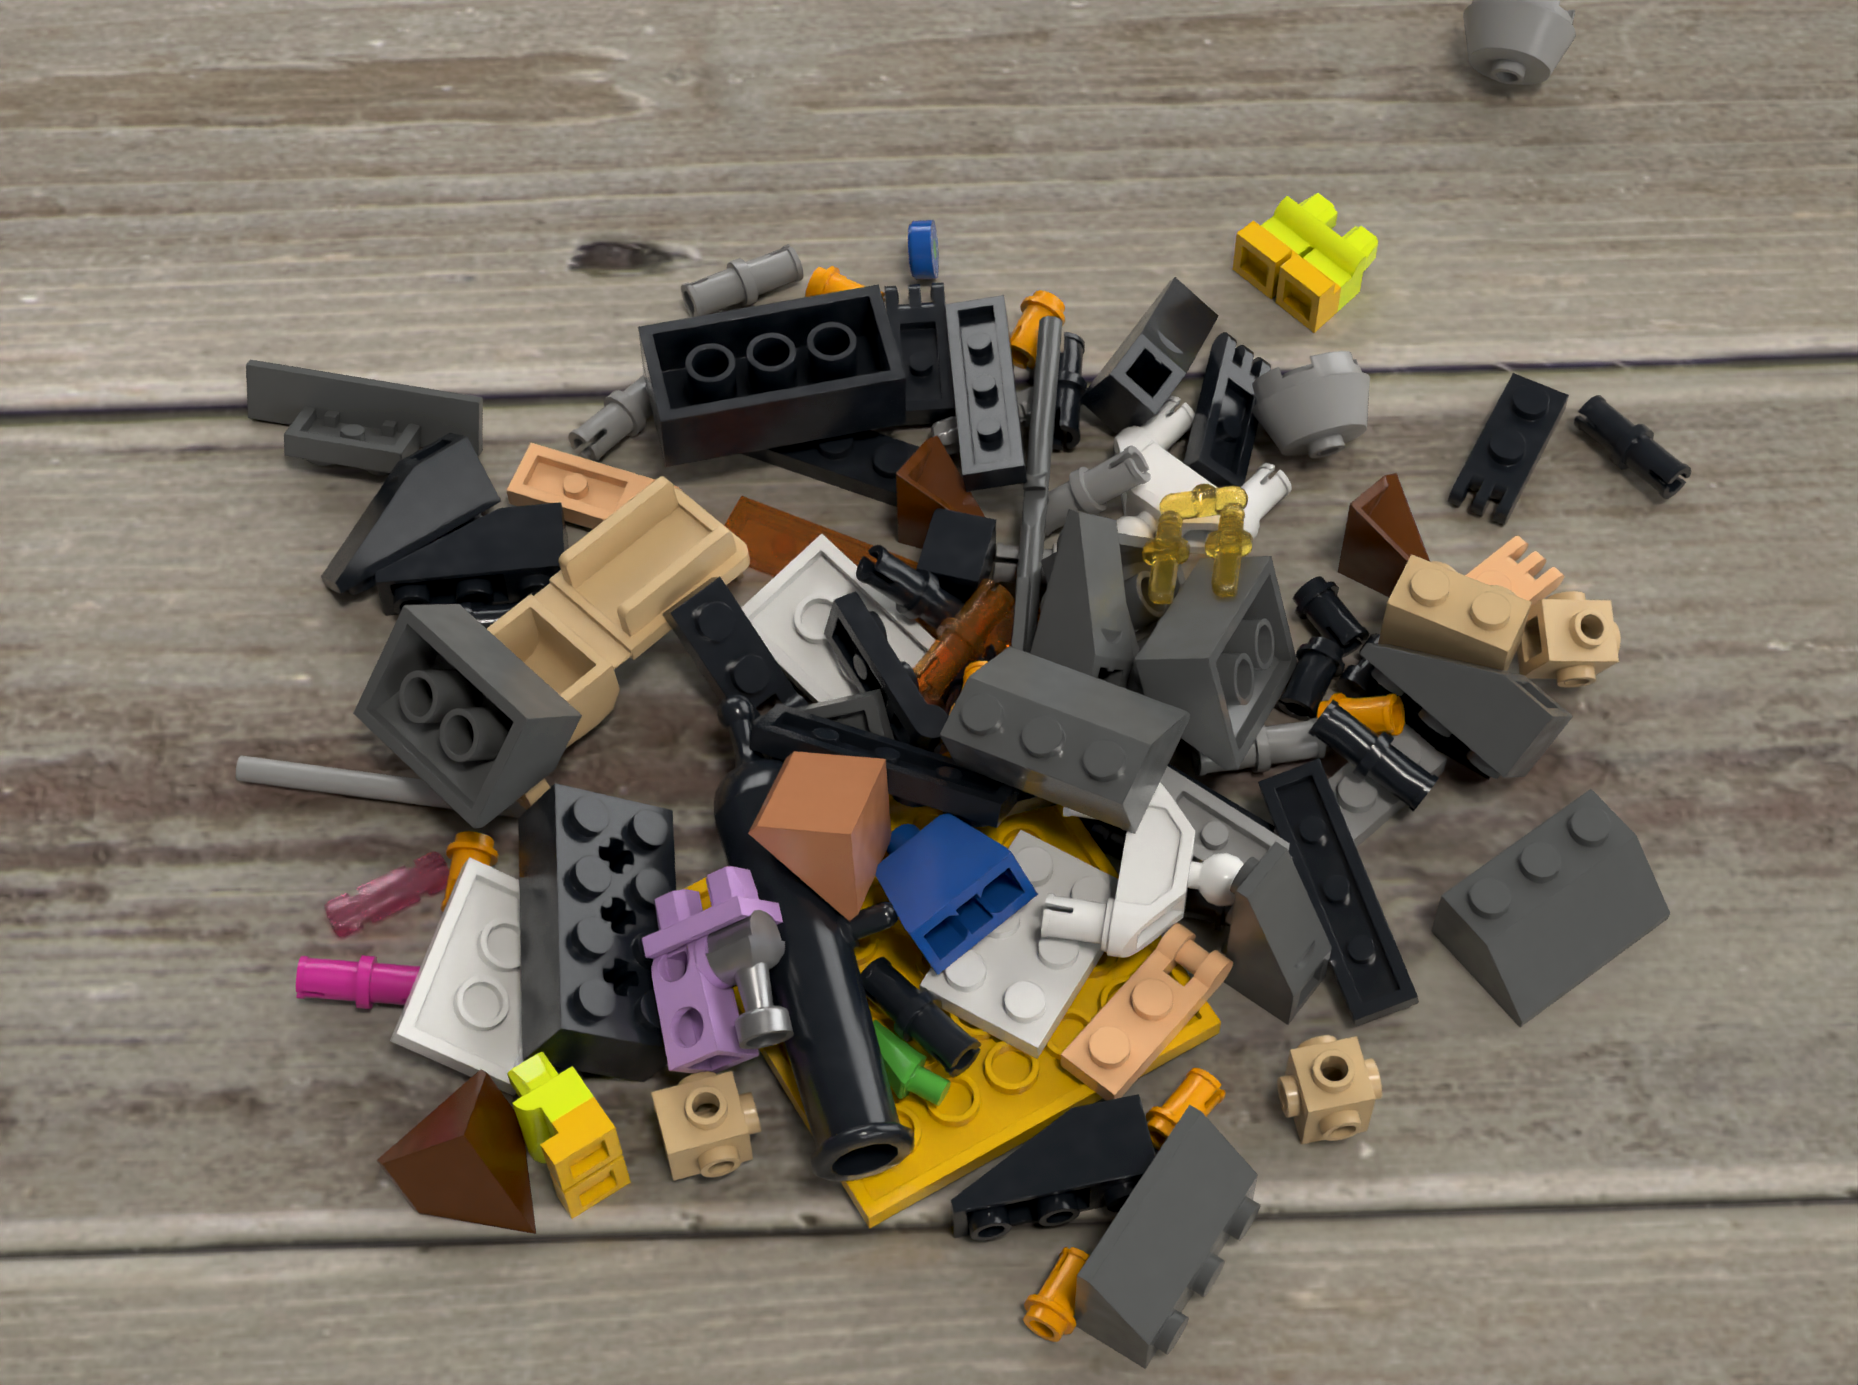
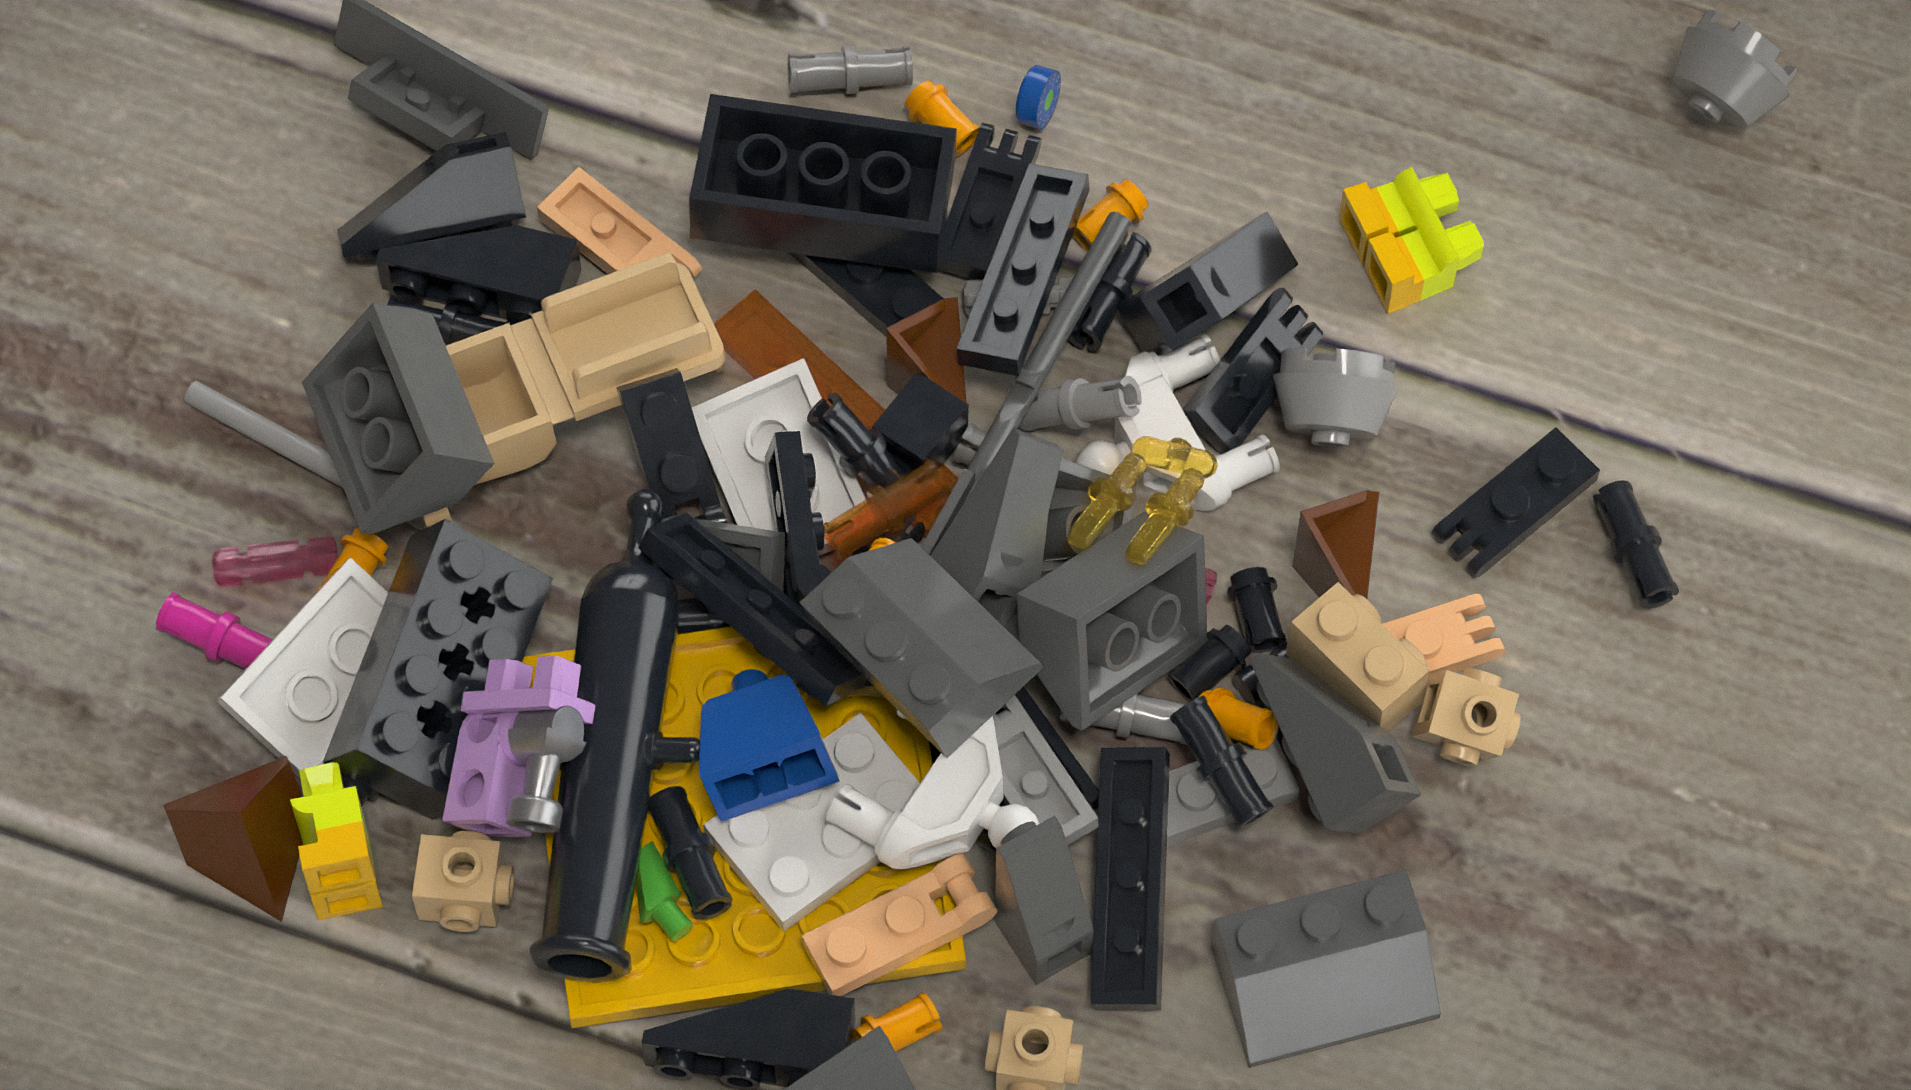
camera: 20 degrees right, 5 degrees up
(621, 416) = (661, 173): light grey pin -> none
(828, 824) = (672, 648): nougat slope -> none

